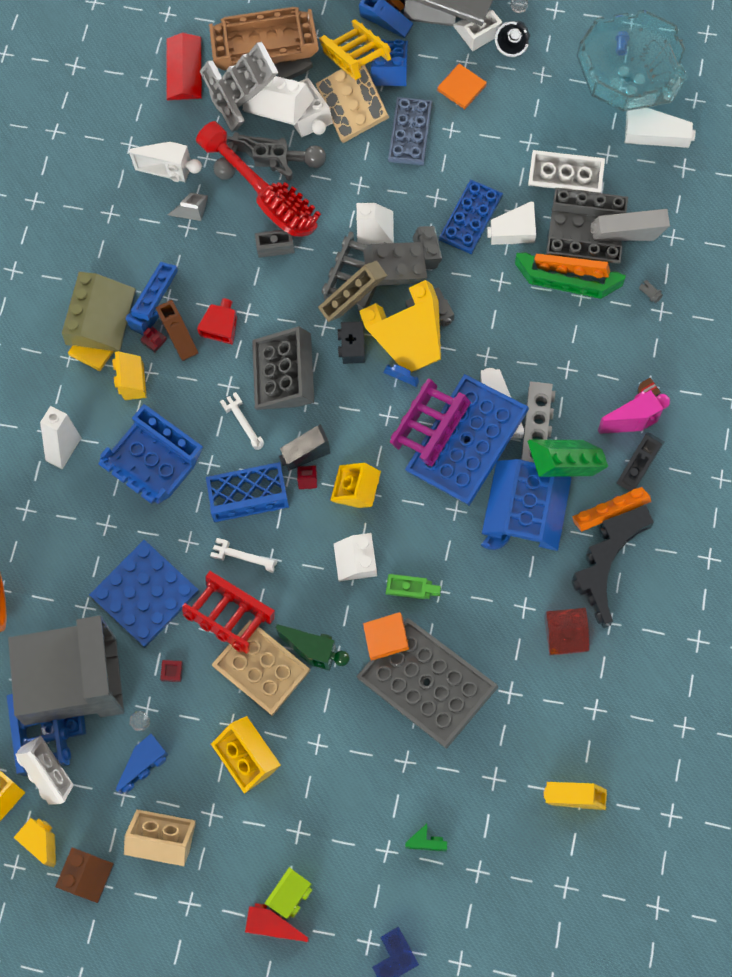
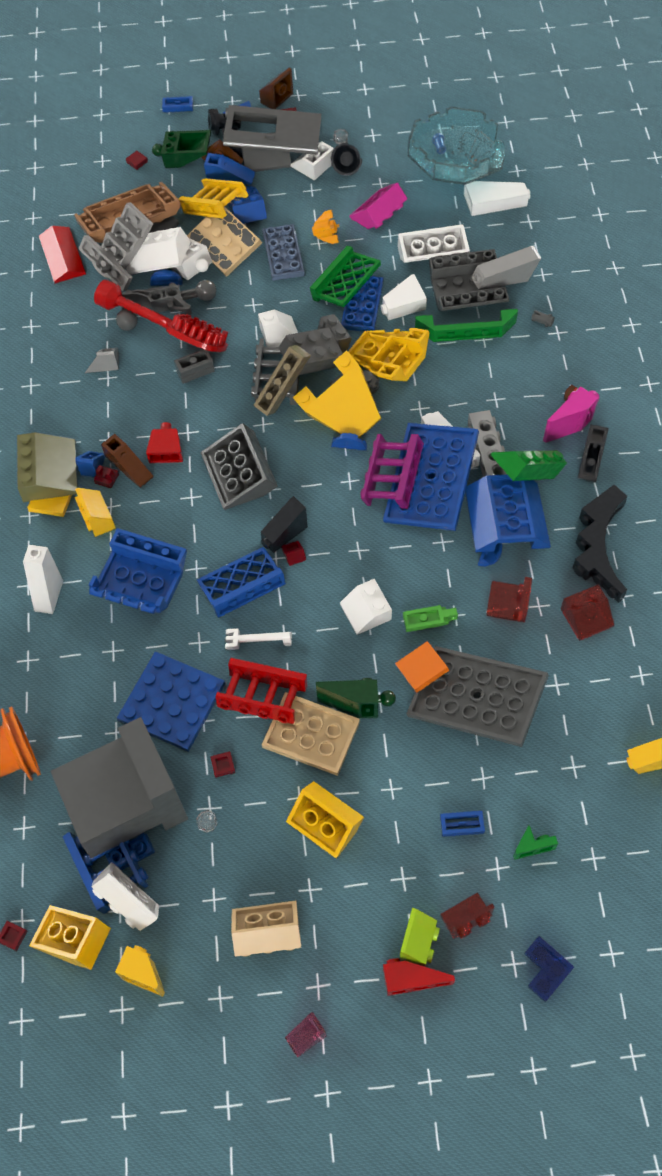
camera: 20 degrees left, 10 degrees down
(84, 875) = (200, 991): reddish brown slope -> none
(143, 758) = (224, 853): blue slope -> none
(154, 291) = (94, 433): blue plate -> none
(163, 943) = (306, 1035): none -> clear pink slope
(165, 160) = (69, 326): white slope -> none
(257, 442) = (203, 512): white hinge -> none
(280, 129) = (165, 277): none -> blue tile
(340, 886) = (467, 915): none -> clear red bracket
(353, 352) = (294, 427): black brick -> none
(356, 485) = (342, 545): yellow slope -> none
(368, 807) = (462, 815): none -> blue tile
(453, 174) = (335, 271): none -> green fence
(461, 86) = (314, 205): orange tile -> none
(461, 117) = (325, 228): none -> light orange brick
(476, 286) = (391, 353): none -> yellow wedge
(495, 593) = (509, 600): none -> clear red bracket
(528, 105) = (379, 206): none -> dark pink slope
(572, 265) = (469, 312): orange plate -> none
(611, 508) = (577, 502): orange plate -> none

